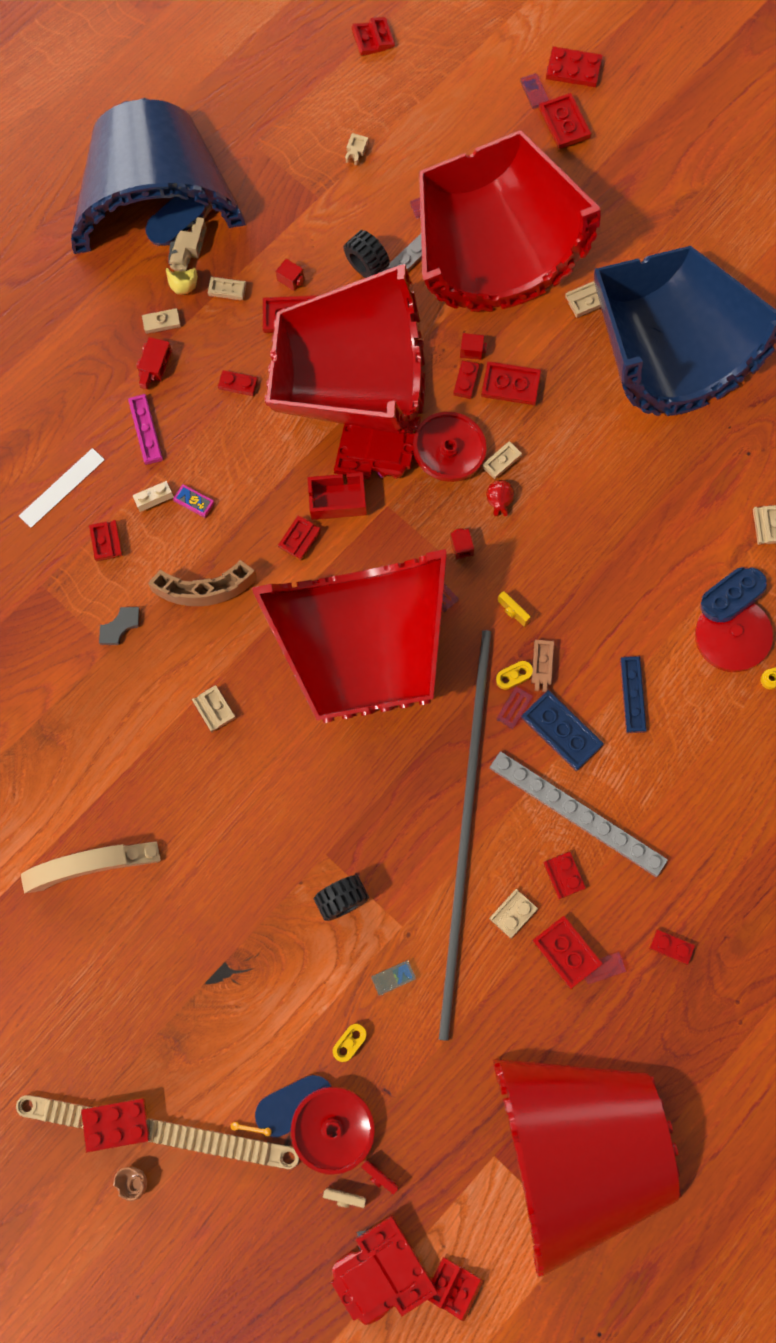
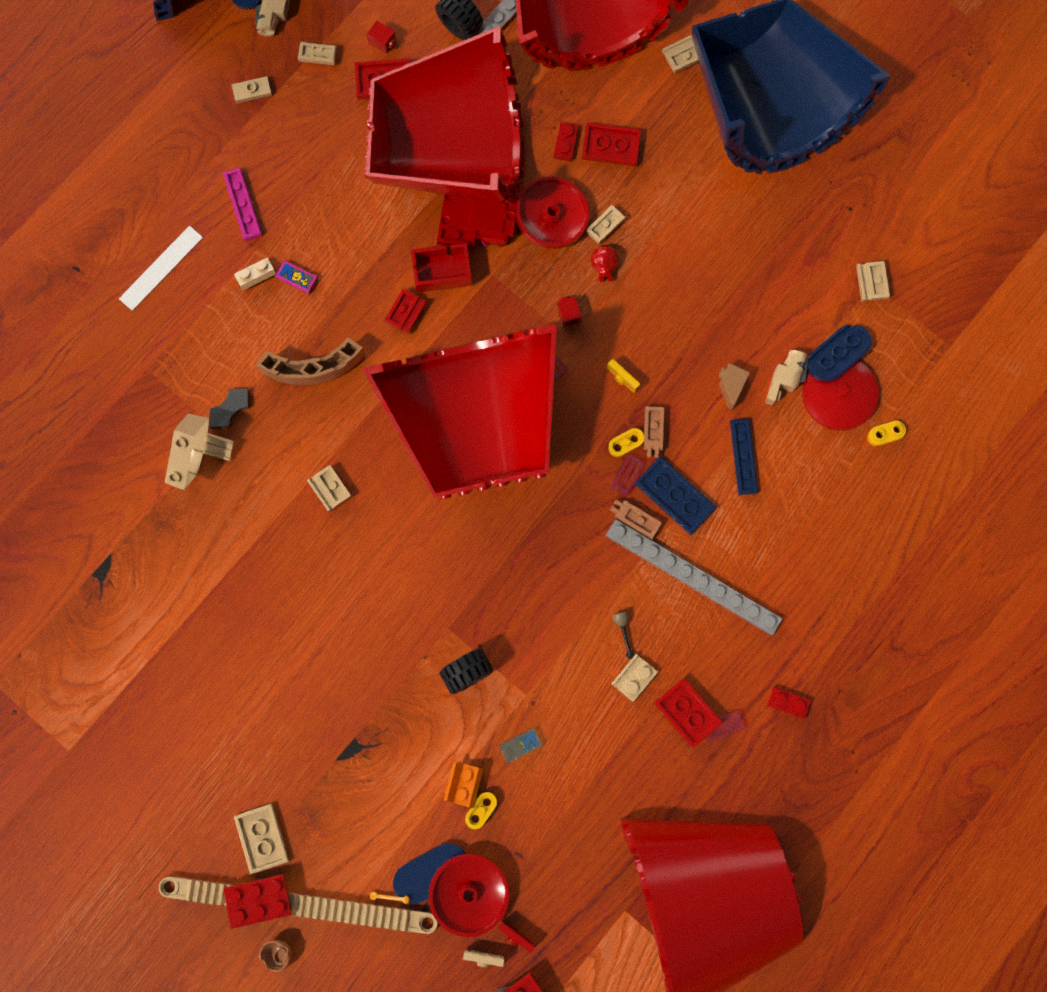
camera: 10 degrees left, 5 degrees up
(75, 662) = (189, 445): none -> tan piece
(88, 862) = (214, 648): tan arch -> none
(105, 540) = (209, 321): red plate -> none
(124, 1061) = (261, 839): none -> tan tile
(153, 361) = (246, 133): red hinge -> none
(183, 281) = (271, 47): light yellow hair -> none
(237, 383) = (334, 153): red plate -> none
(332, 1015) = (463, 784): none -> orange bracket
(464, 838) = (584, 602): dark grey piece -> none
(472, 346) = (571, 107): red brick -> none
(502, 854) = (621, 620): none -> hinge
(521, 752) = (636, 518): none -> nougat hinge
(564, 875) = (682, 638): red plate -> none
(623, 620) = (731, 383): none -> medium nougat slope
(680, 615) = (788, 375): none -> tan plate

